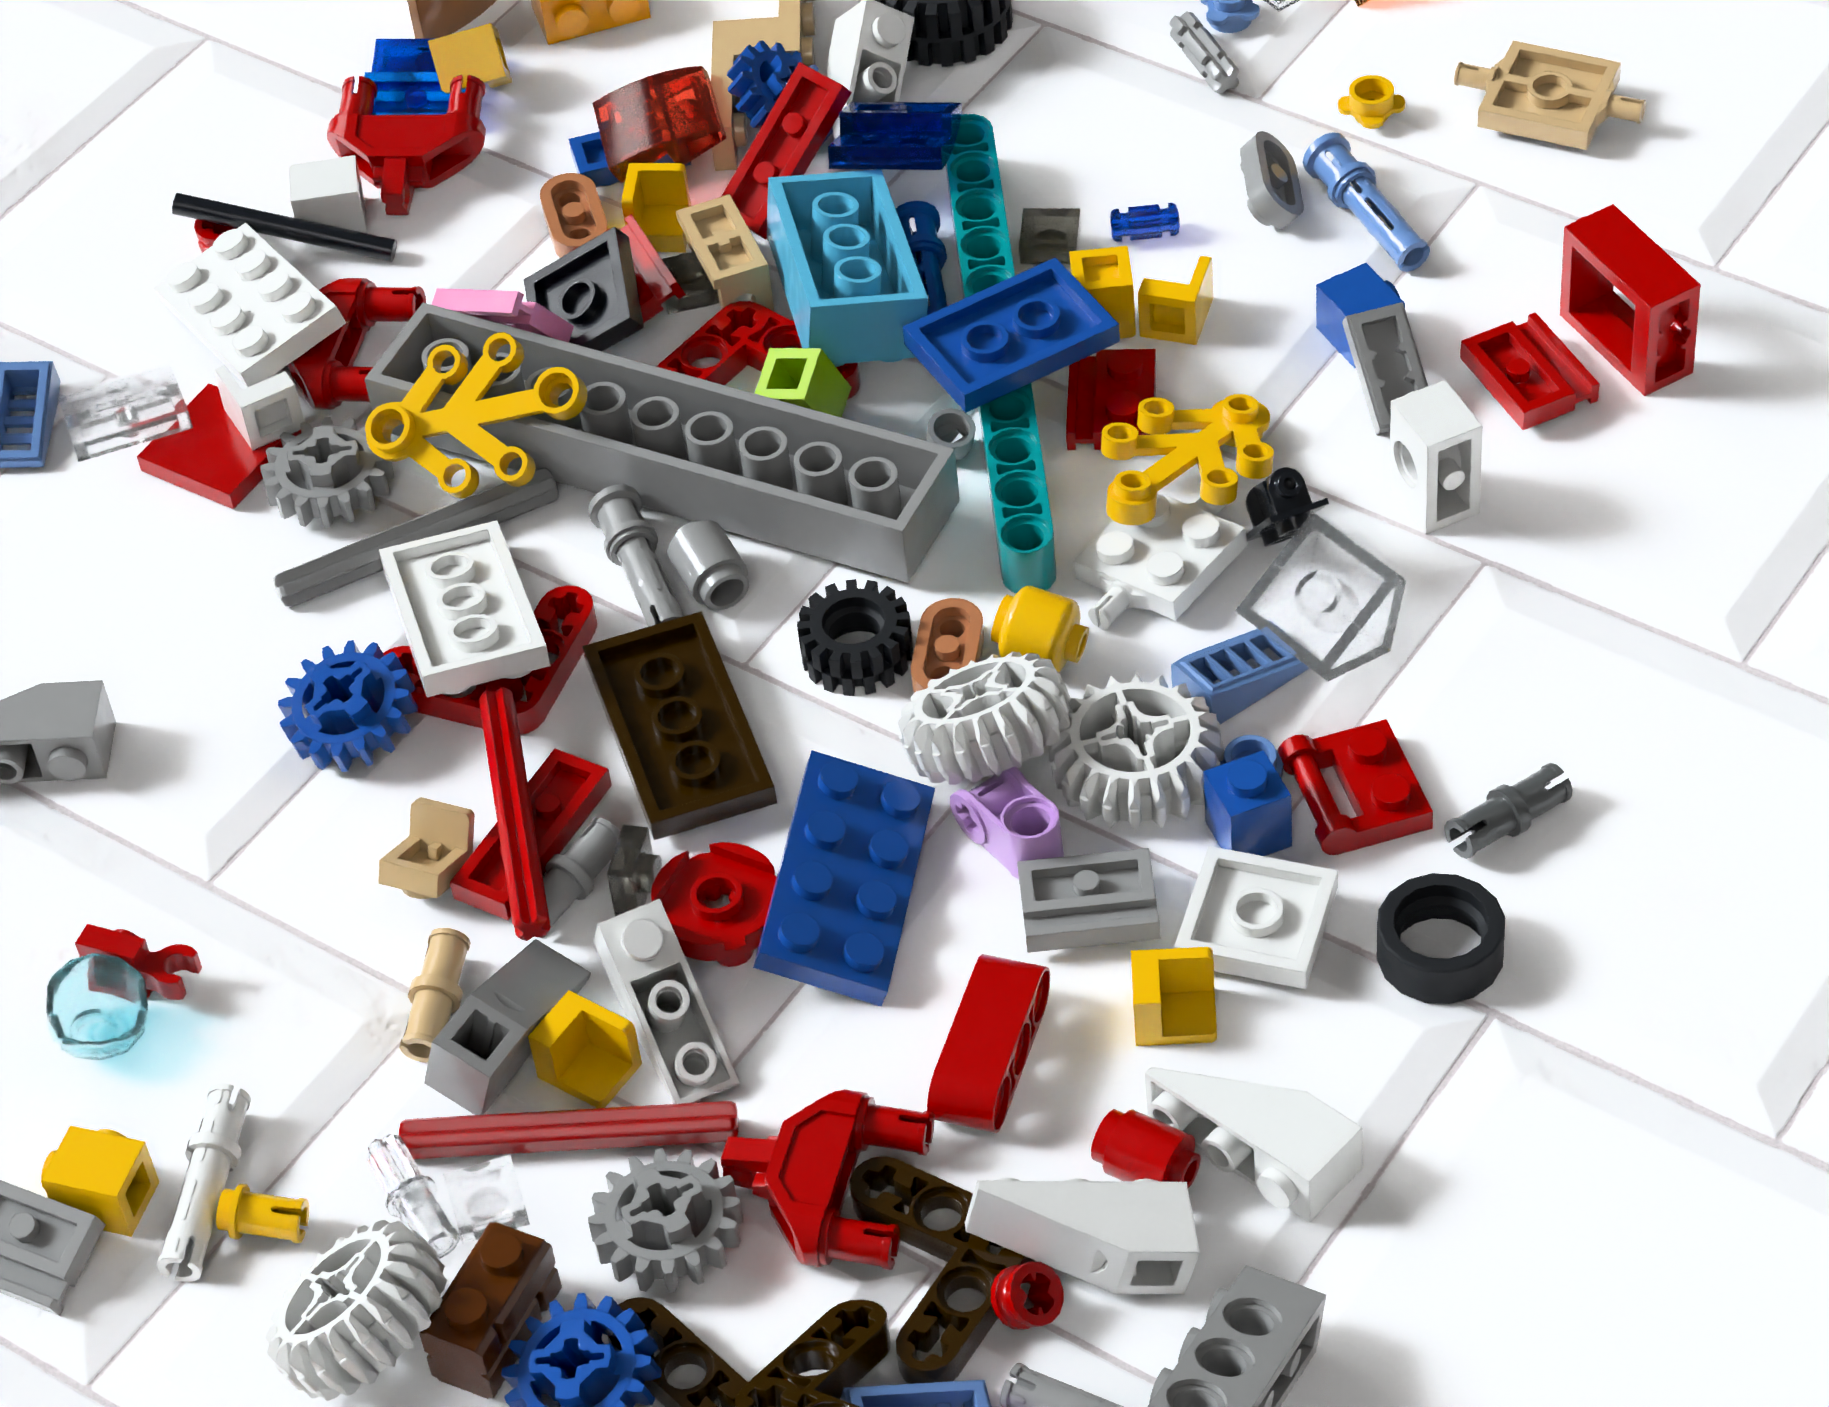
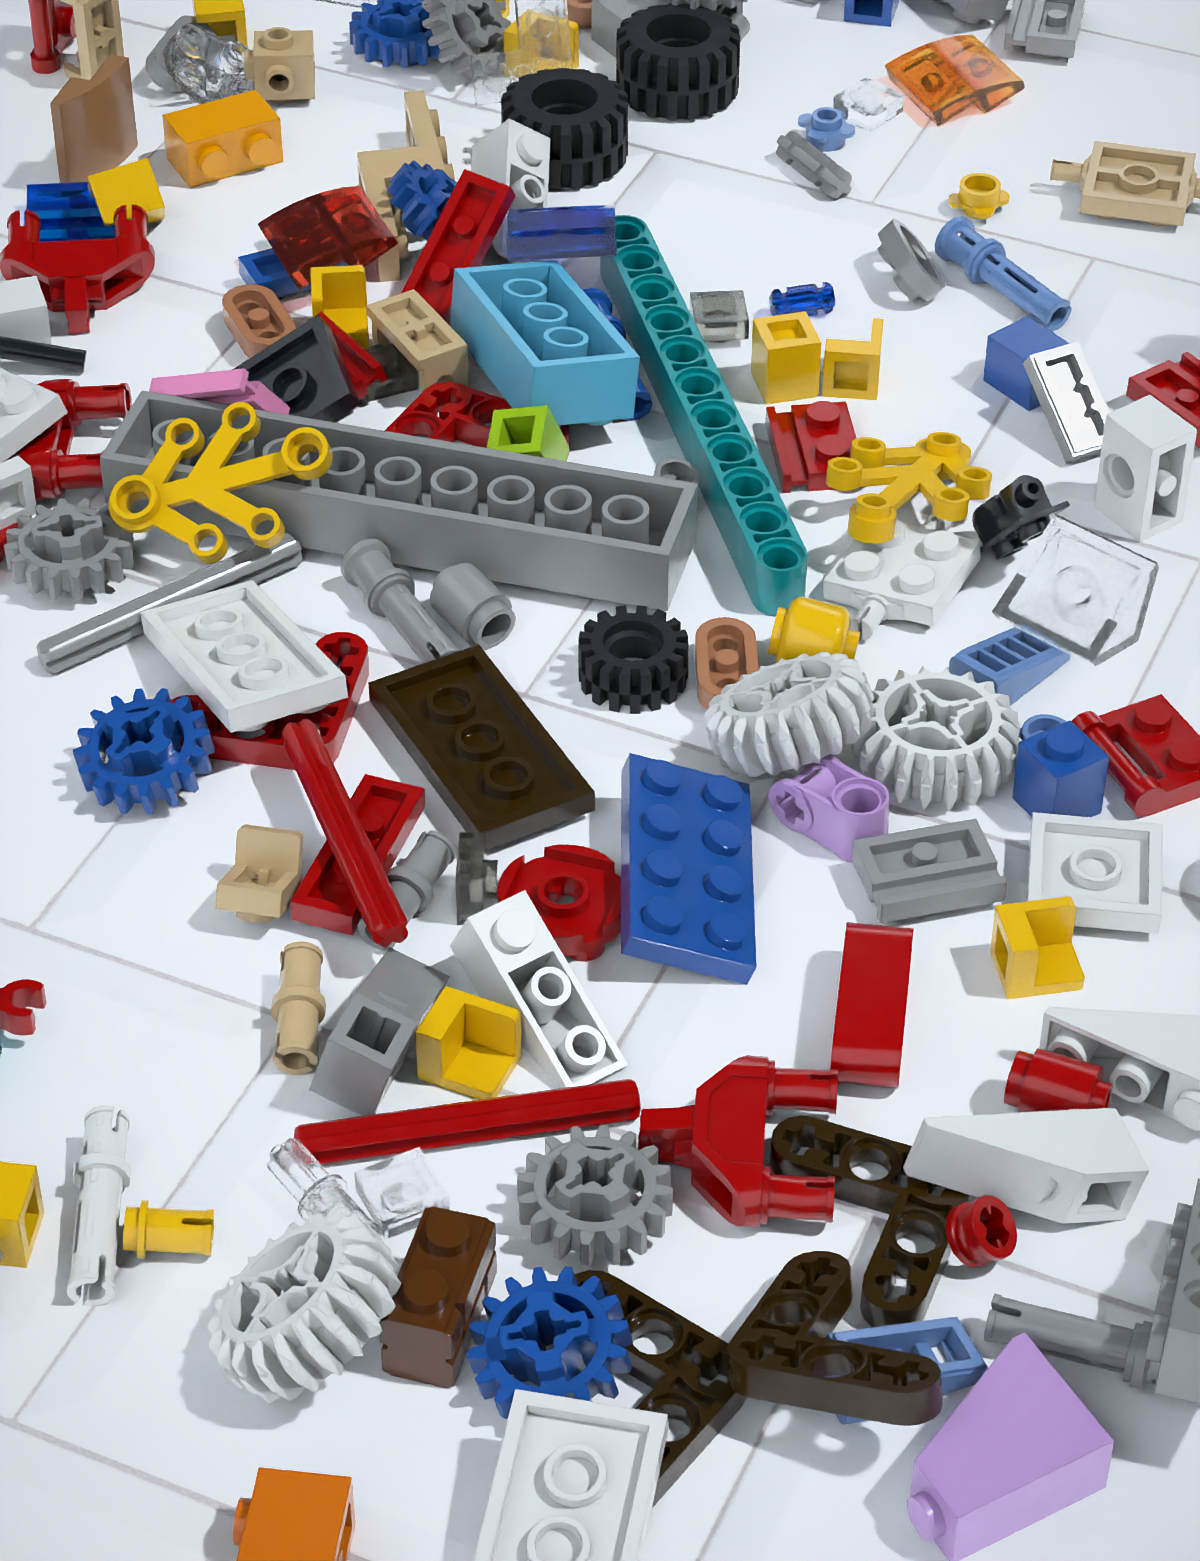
camera: 15 degrees left, 5 degrees down
(1011, 334) = (721, 387): blue plate -> none

